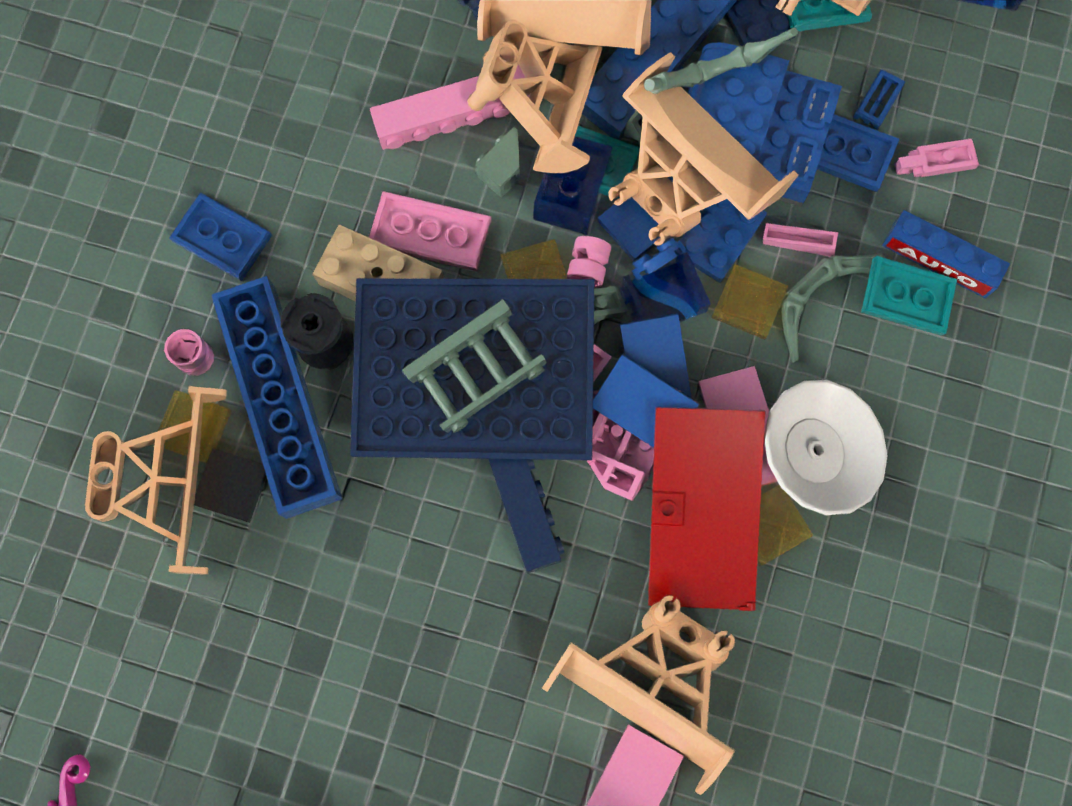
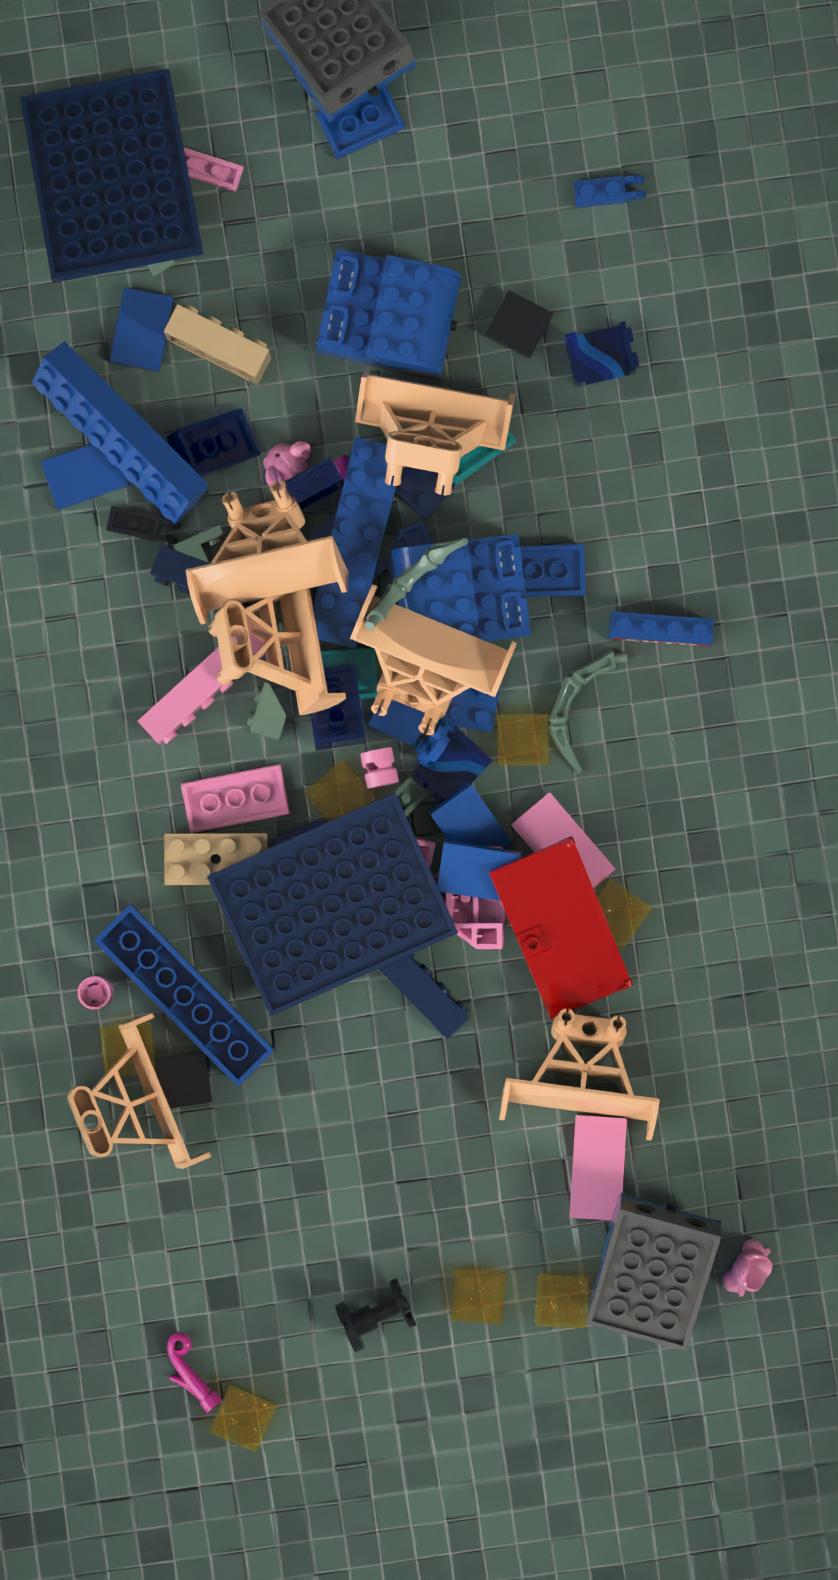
camera: 35 degrees left, 10 degrees up
(220, 236) = (65, 883): blue tile -> none
(317, 331) = (180, 930): black piece -> none
(472, 336) = (311, 905): sand green fence -> none
(801, 239) = (540, 667): bright pink piece -> none
(847, 444) = (649, 824): white dish -> none
(868, 117) = (551, 533): blue tile -> none
(909, 295) = (646, 676): teal tile -> none
(939, 159) = (624, 545): bright pink hinge -> none

